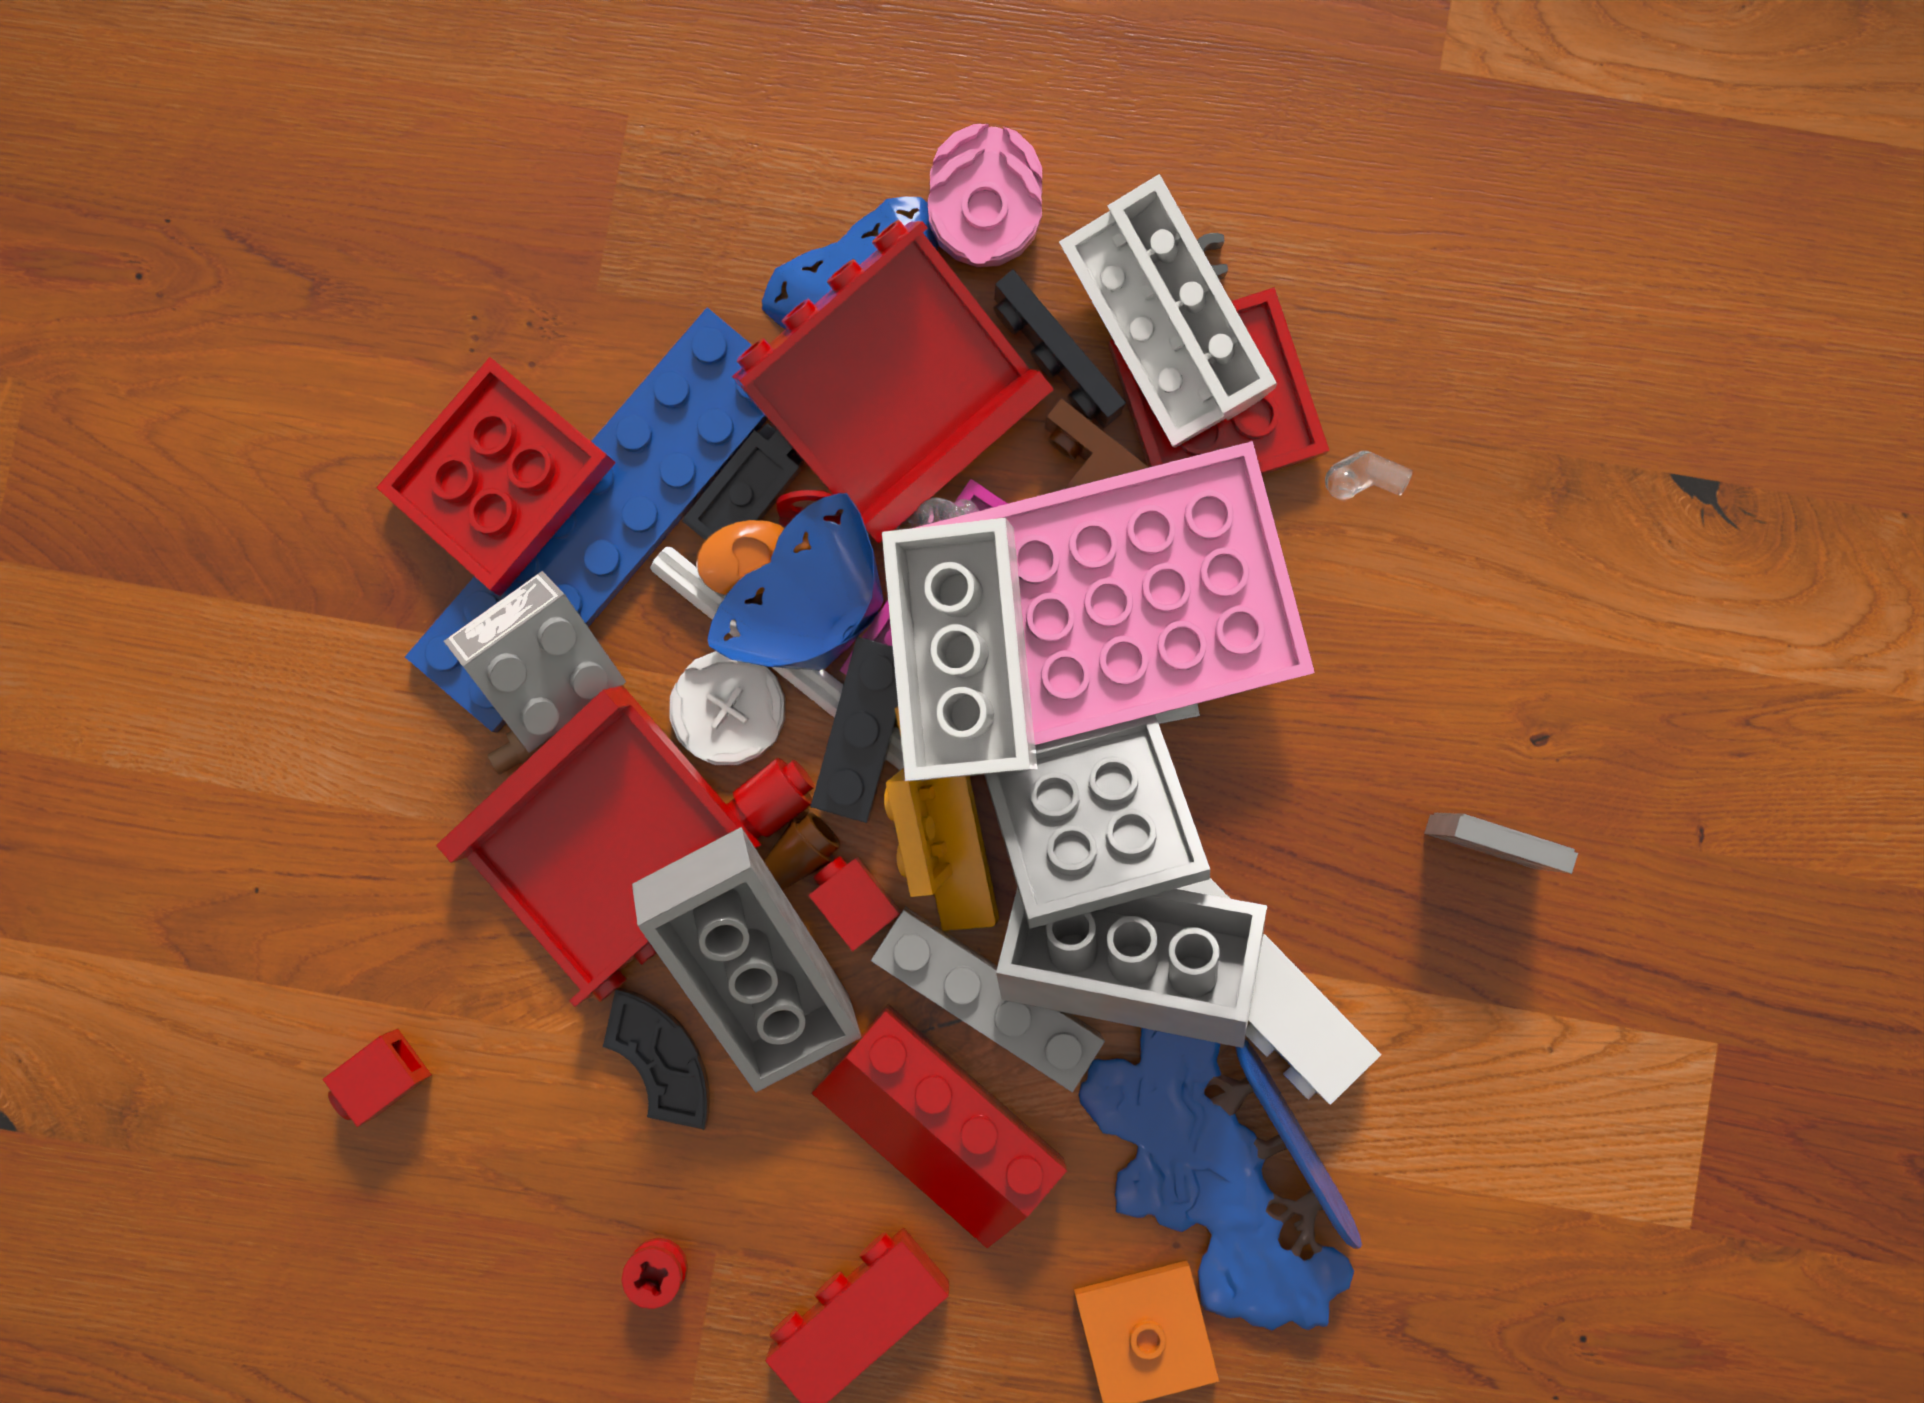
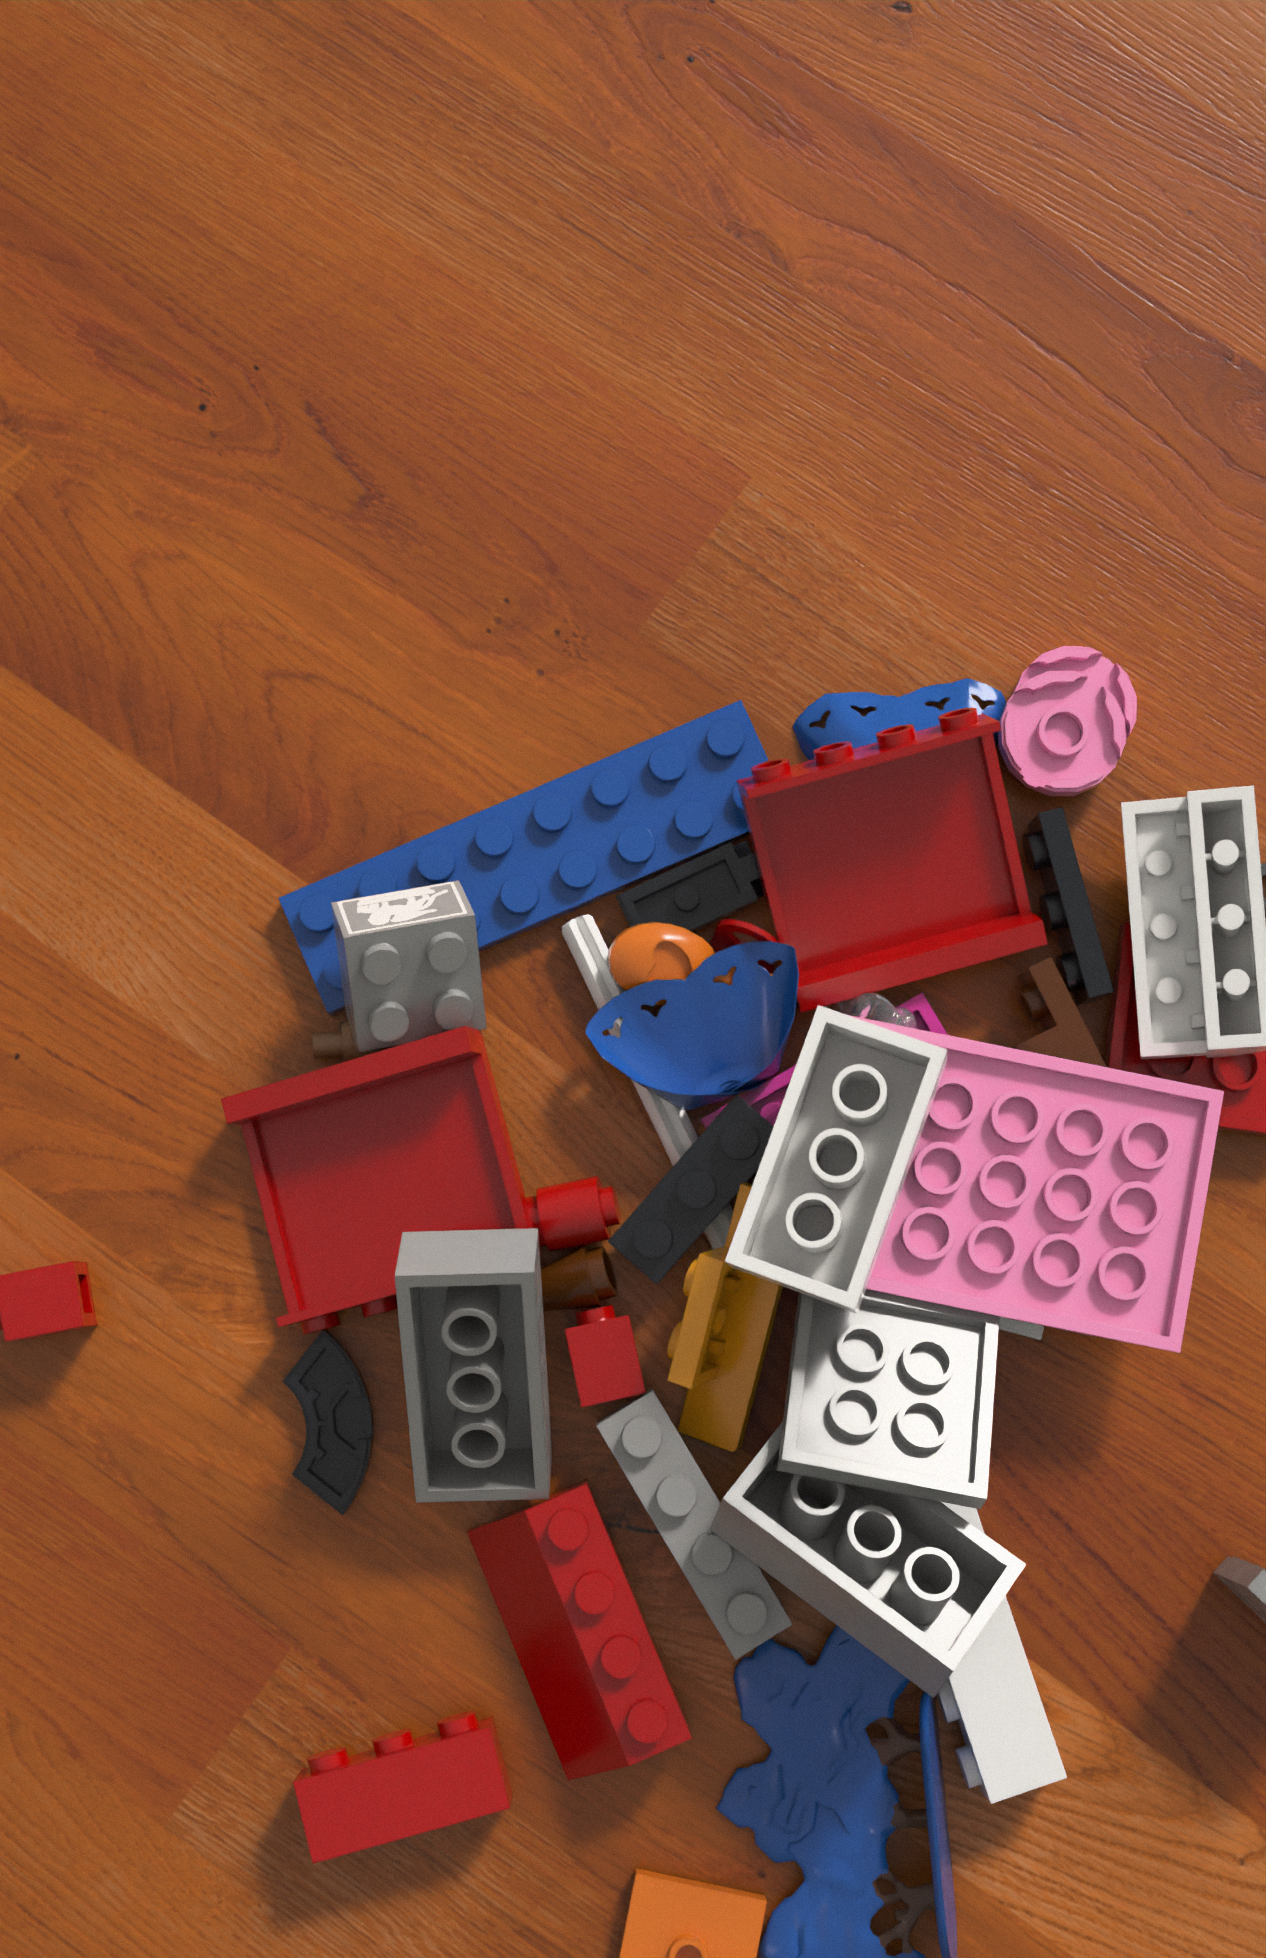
camera: 20 degrees right, 5 degrees down
(495, 476) = (456, 765): red plate -> none
(665, 1264) = (236, 1625): red wheel -> none
(727, 709) = (569, 1103): white tile -> none

